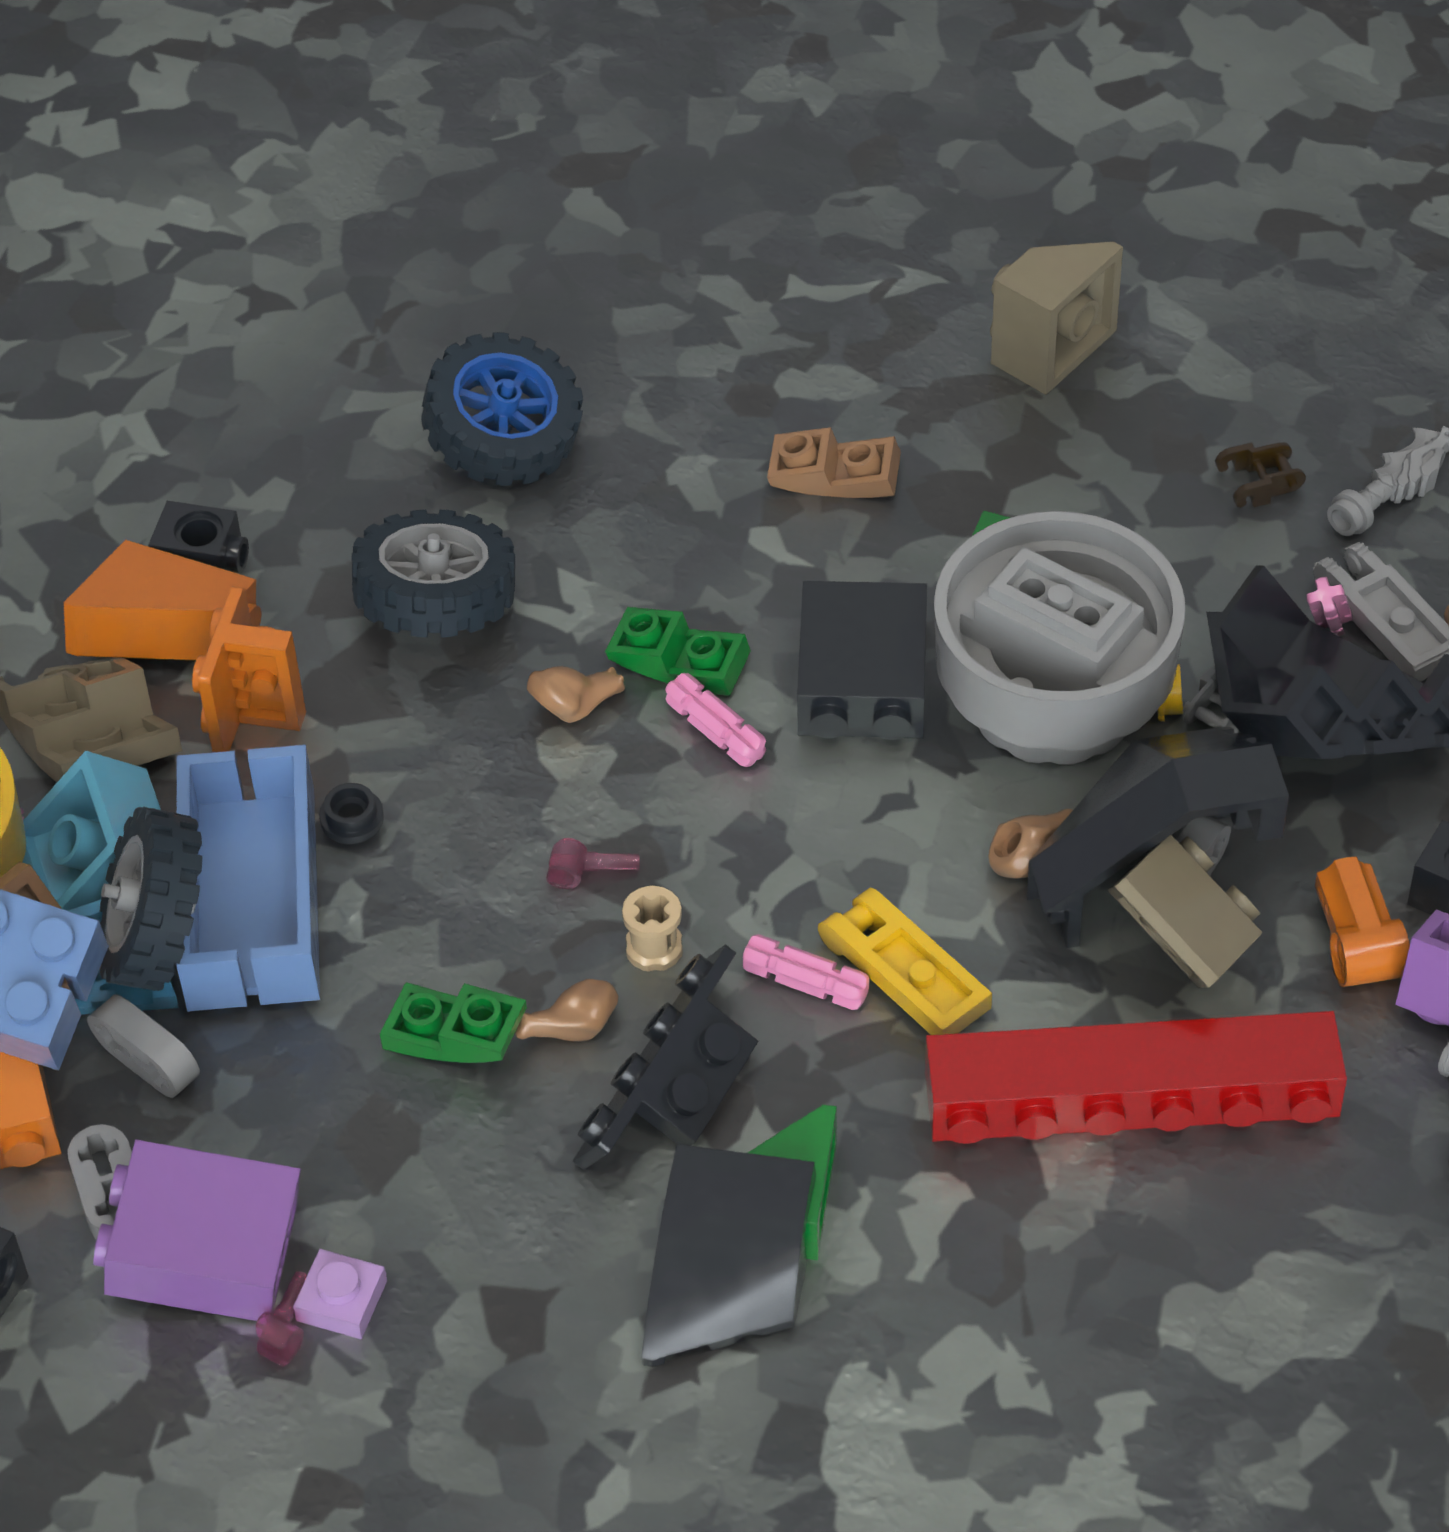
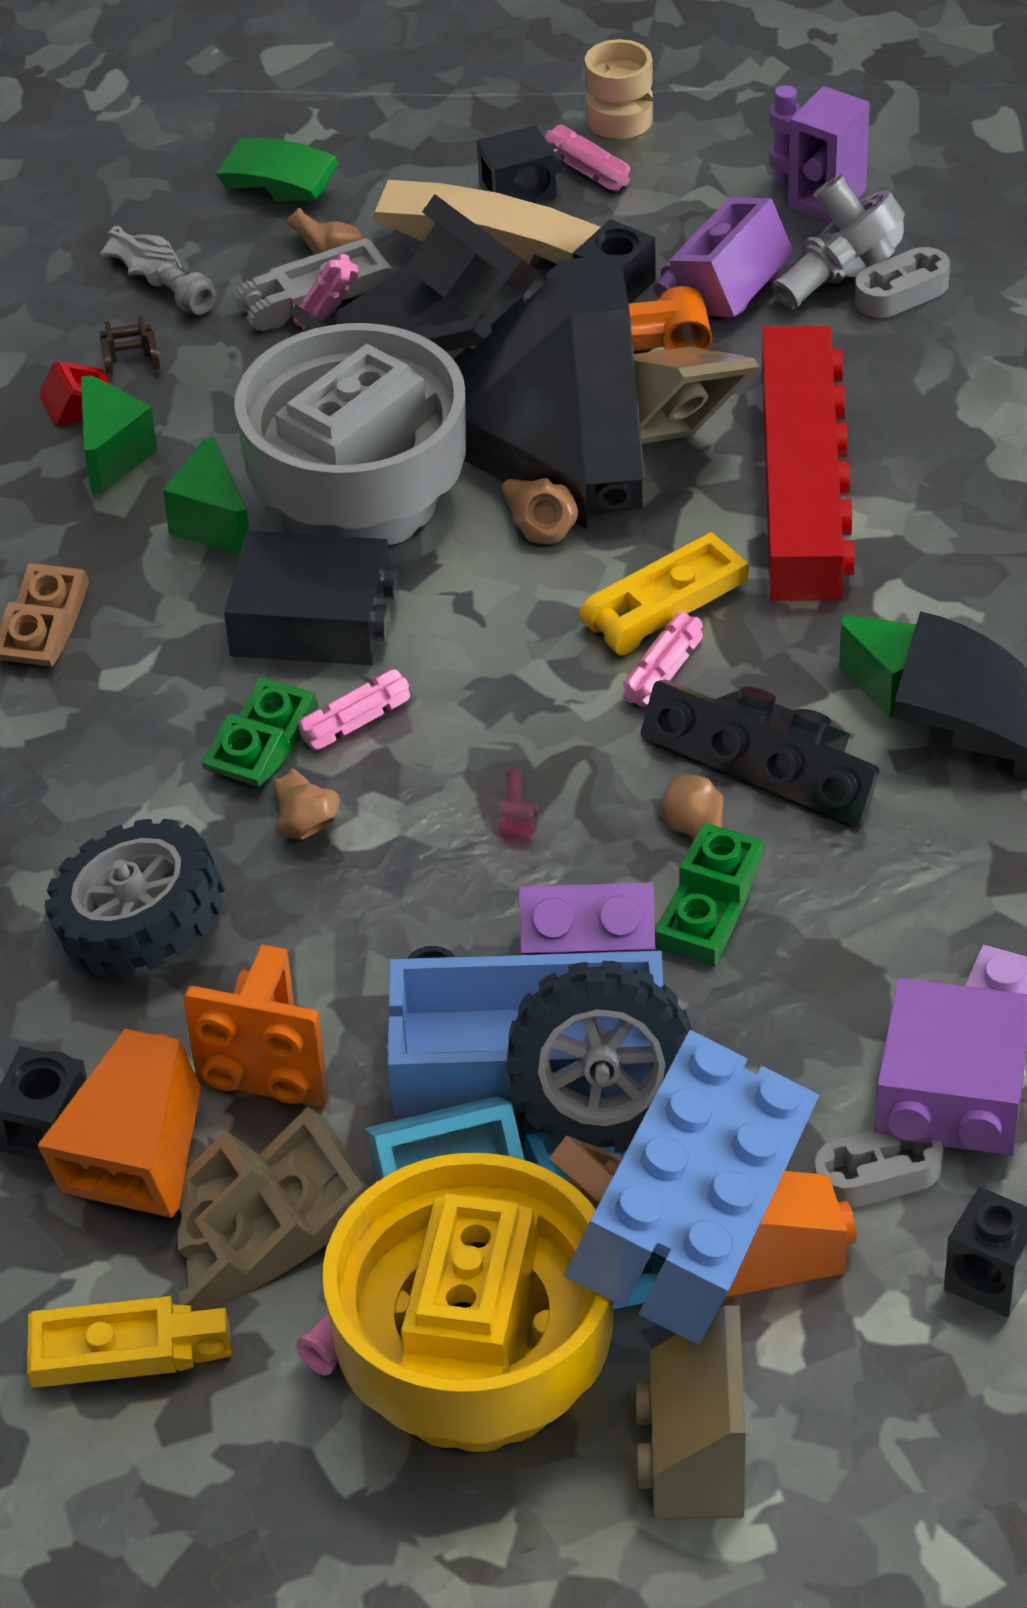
camera: 85 degrees left, 5 degrees down
(382, 919) = (586, 918): none -> medium lavender brick
(652, 923) = (612, 739): tan bush -> none
(1097, 469) = (115, 432): none -> green slope
(1181, 446) = (63, 390): none -> red slope

